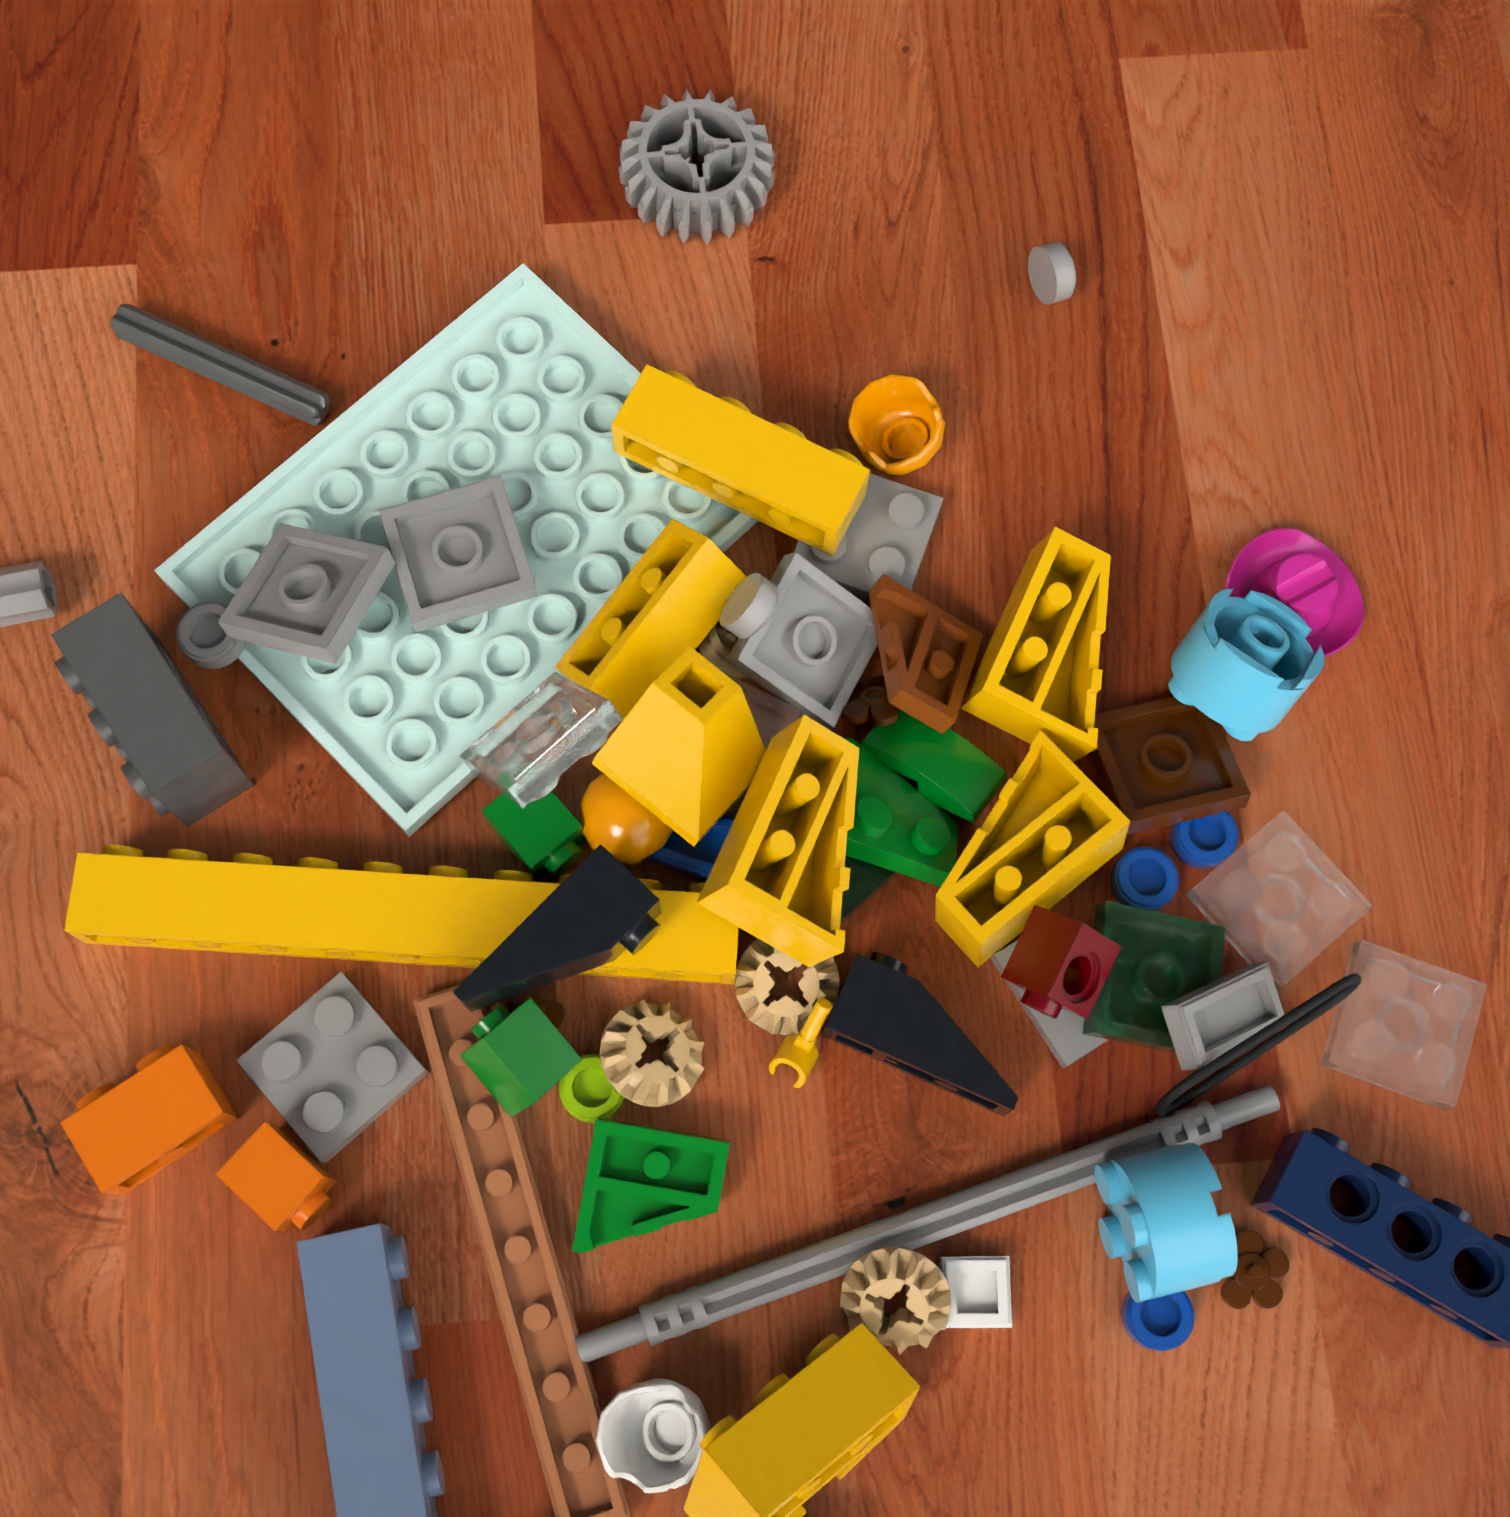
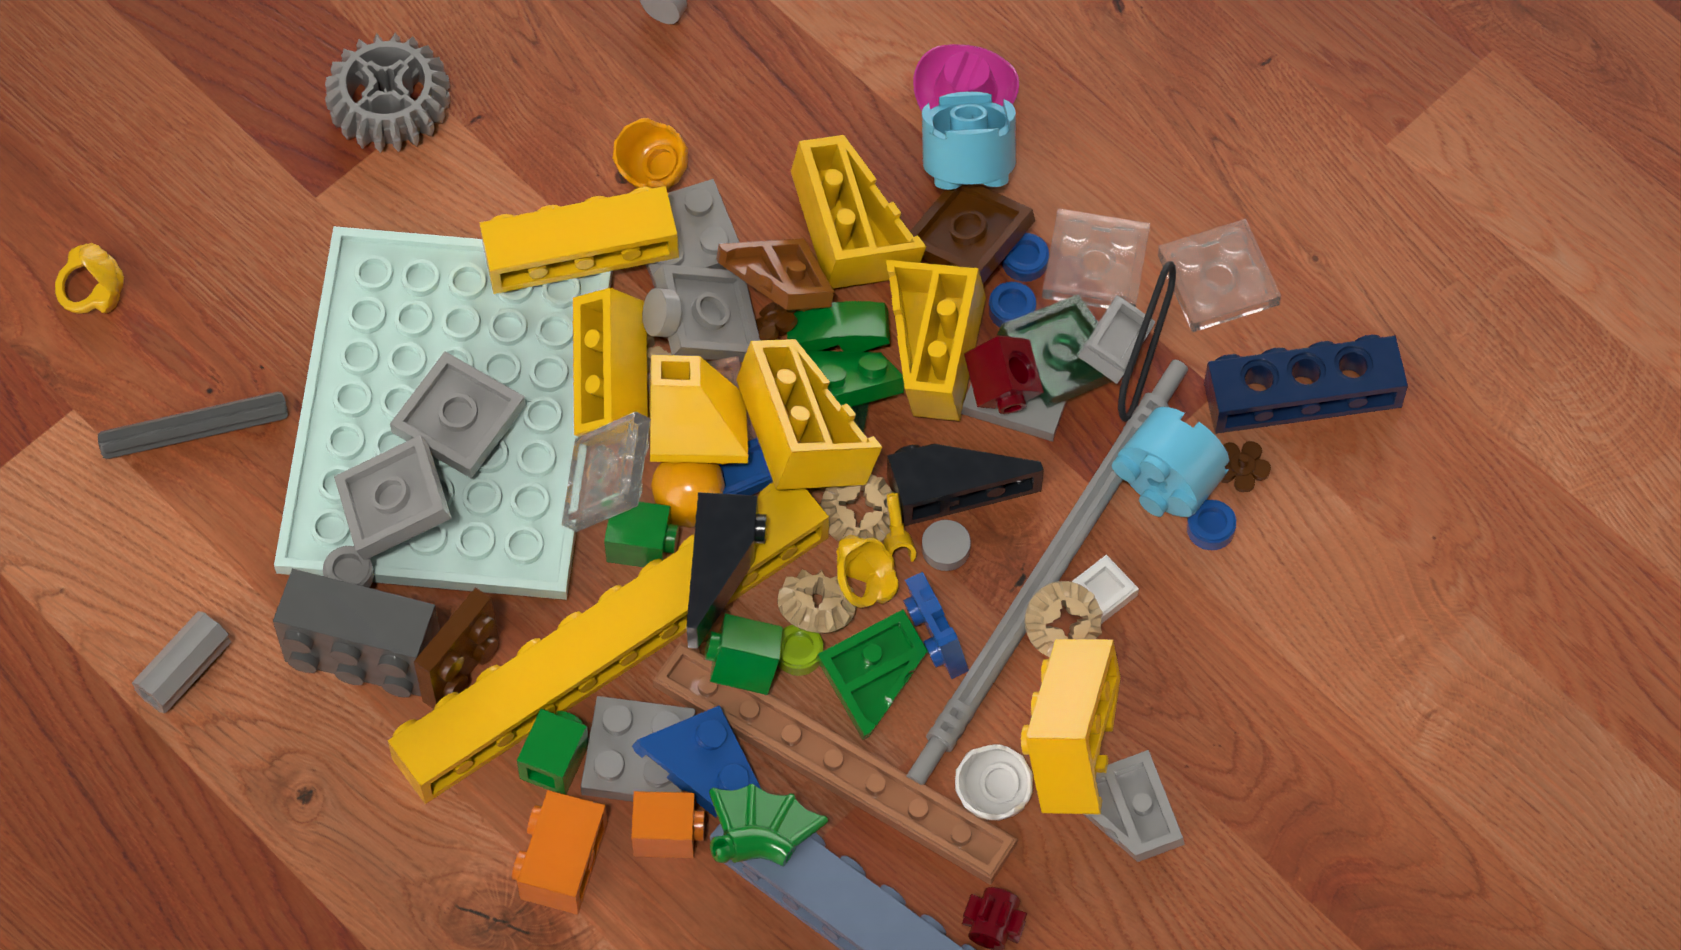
camera: 35 degrees left, 10 degrees down
(230, 809) = (457, 648): none -> reddish brown plate
(241, 997) = (553, 751): none -> green brick
(269, 143) = (103, 268): none -> yellow piece
(352, 1280) = (760, 825): none -> green arm
(376, 1141) = (699, 756): none -> blue wing
(745, 1053) = (867, 562): none -> yellow piece
(745, 1203) = (944, 644): none -> blue wing
(846, 1098) = (946, 545): none -> light grey tile

